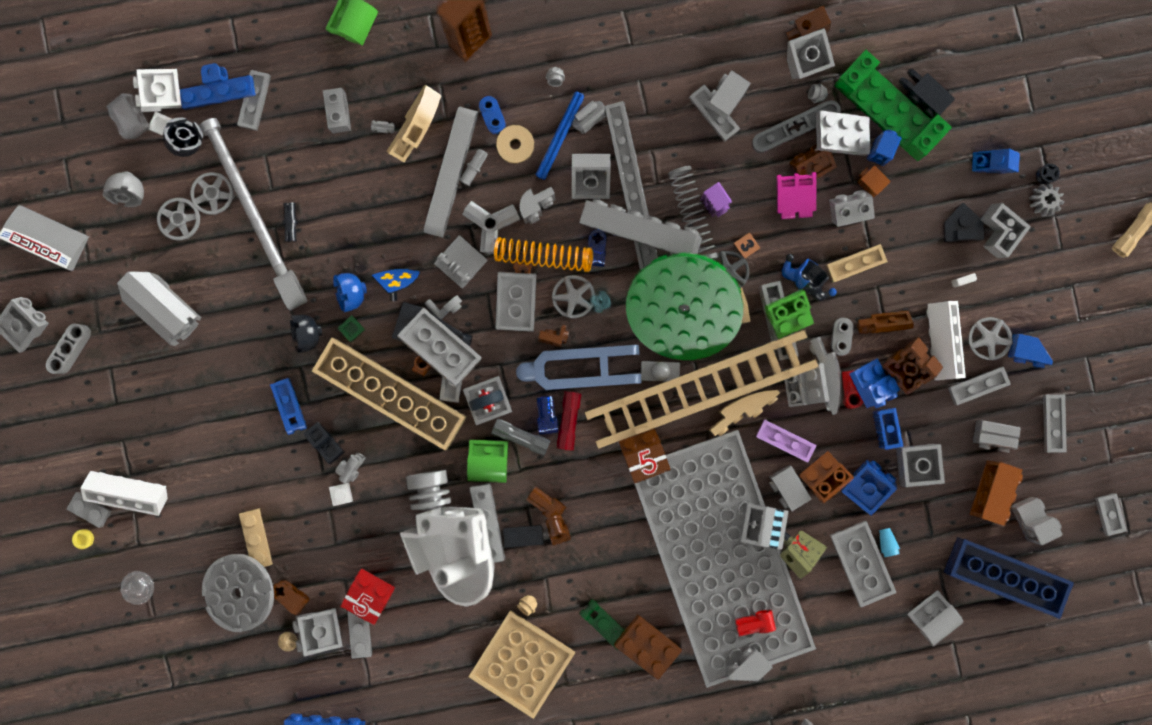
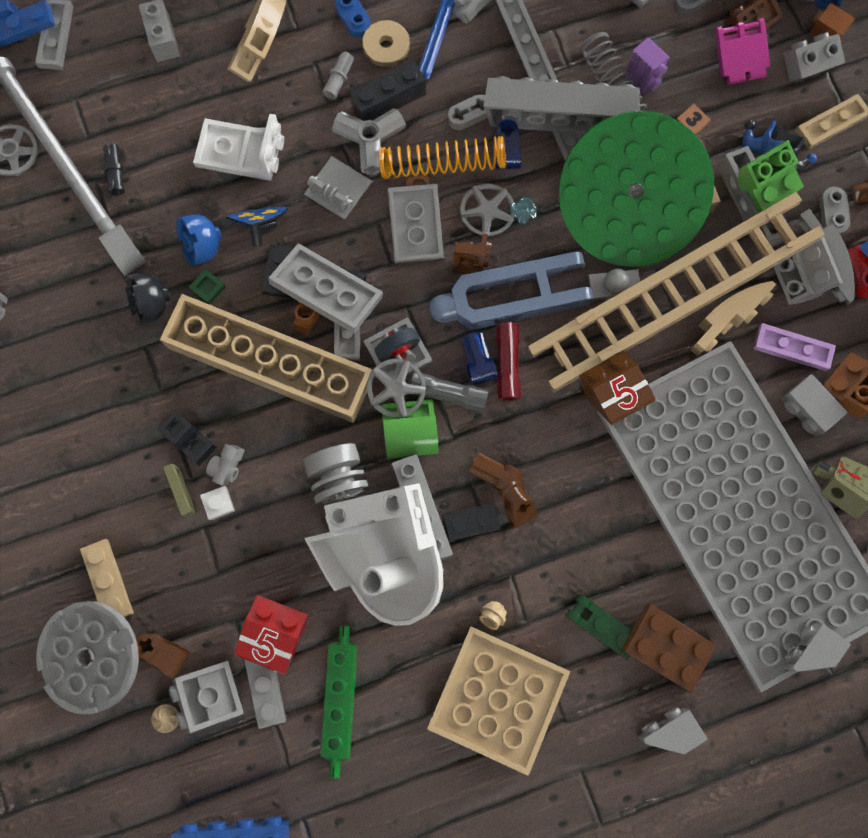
camera: 15 degrees left, 10 degrees down
(288, 405) = (134, 395): blue plate -> none
(314, 482) = (180, 490): none -> olive tile
(382, 126) = (218, 44): light grey piece -> none
(388, 220) = (240, 148): none -> white bracket
(410, 647) = (339, 701): none -> green plate
(450, 172) = (310, 84): light grey beam -> none
(452, 306) = (334, 240): light grey plate -> none
(481, 432) = (396, 388): none -> light grey wheel
(509, 190) = (388, 92): none -> black brick
(531, 204) = (422, 99): light grey brick -> none
(569, 209) = (468, 111): none -> light grey beam
(591, 176) = (483, 60): light grey slope -> none
(639, 706) = (675, 733): none -> light grey slope
(760, 622) = (816, 587): red piece -> none
(764, 526) = (795, 454): light grey slope -> none

